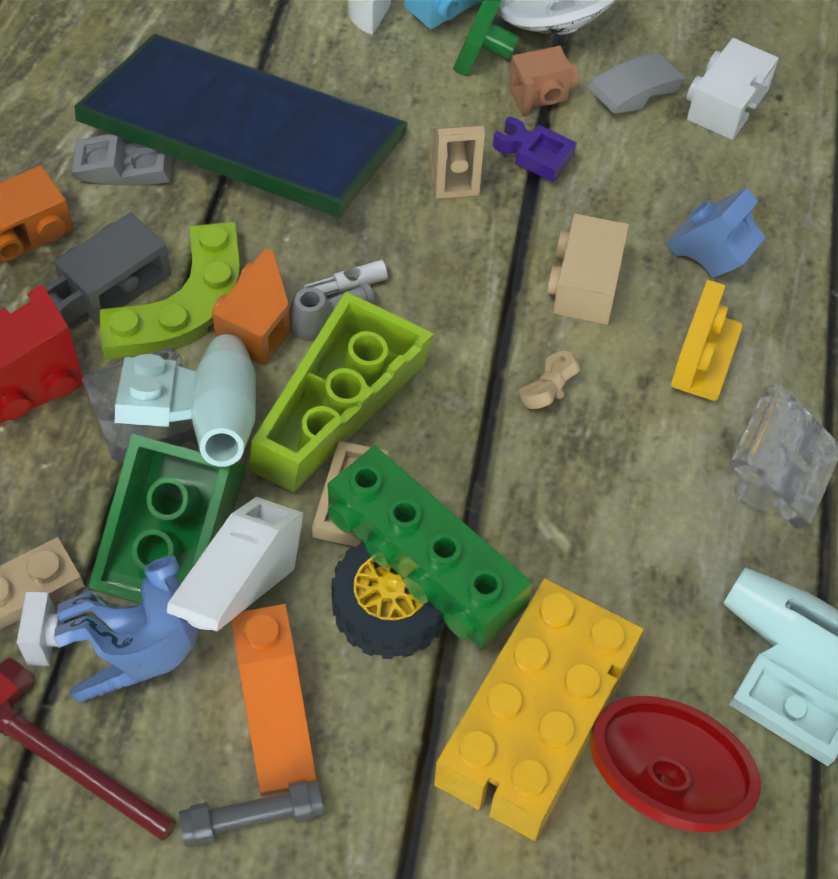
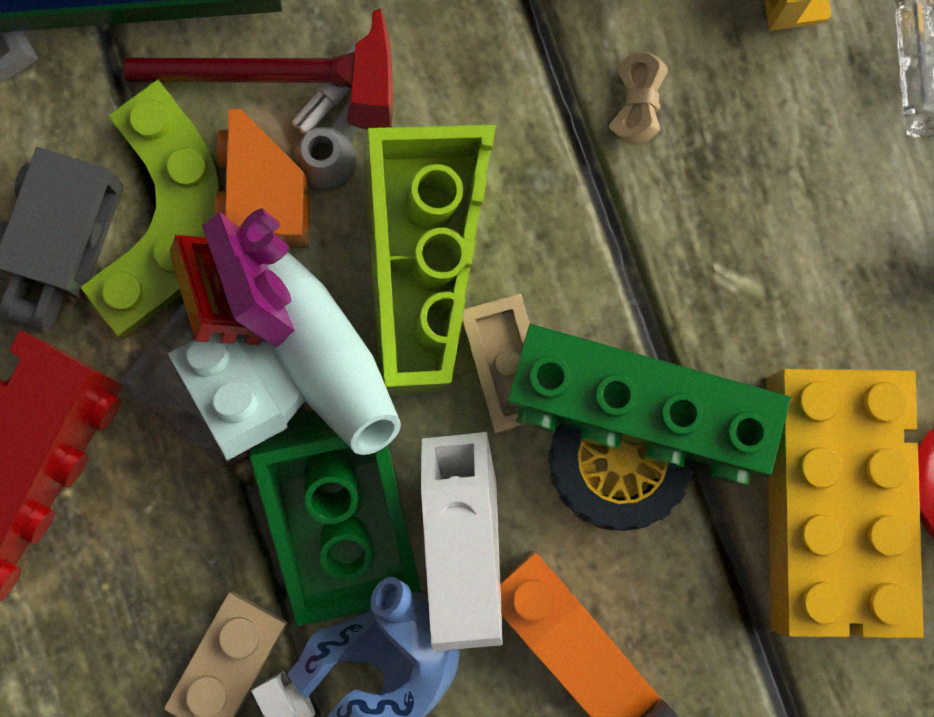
camera: 30 degrees left, 25 degrees up
(175, 347) = (204, 292): none -> red tile
(209, 329) = (241, 259): none -> magenta plate
(368, 274) = (364, 71): none -> dark red piece

